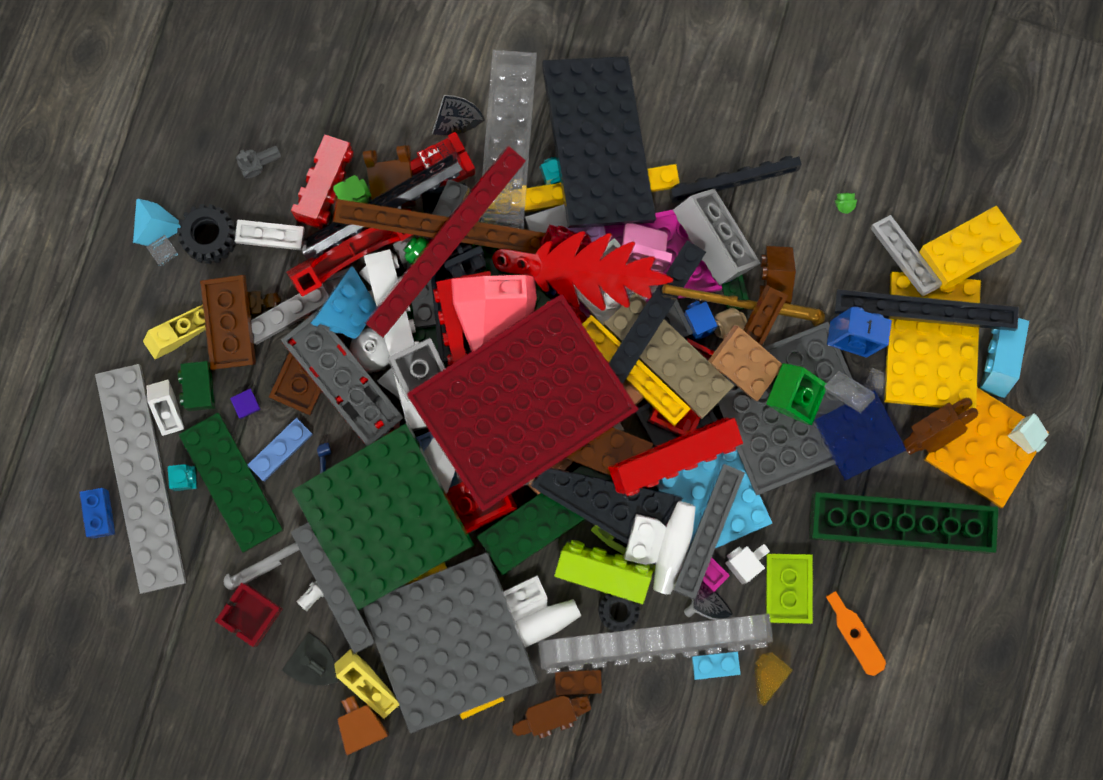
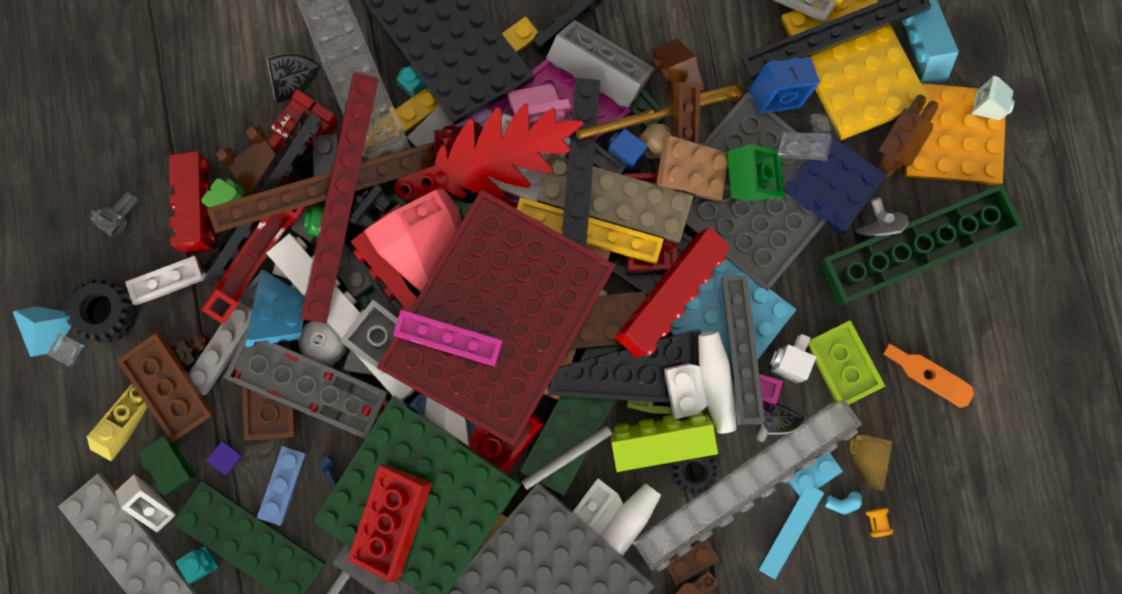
camera: 25 degrees left, 0 degrees up
(353, 522) = (389, 522): none -> red slope
(474, 399) = (447, 338): none -> dark pink plate
(520, 544) = (567, 457): none -> light grey bar
(672, 701) = (791, 532): none -> medium azure sticker
(728, 703) = (846, 505): none -> medium azure arm
(748, 731) = (879, 522): none -> light orange bush
(884, 491) = (886, 222): none -> light grey shield

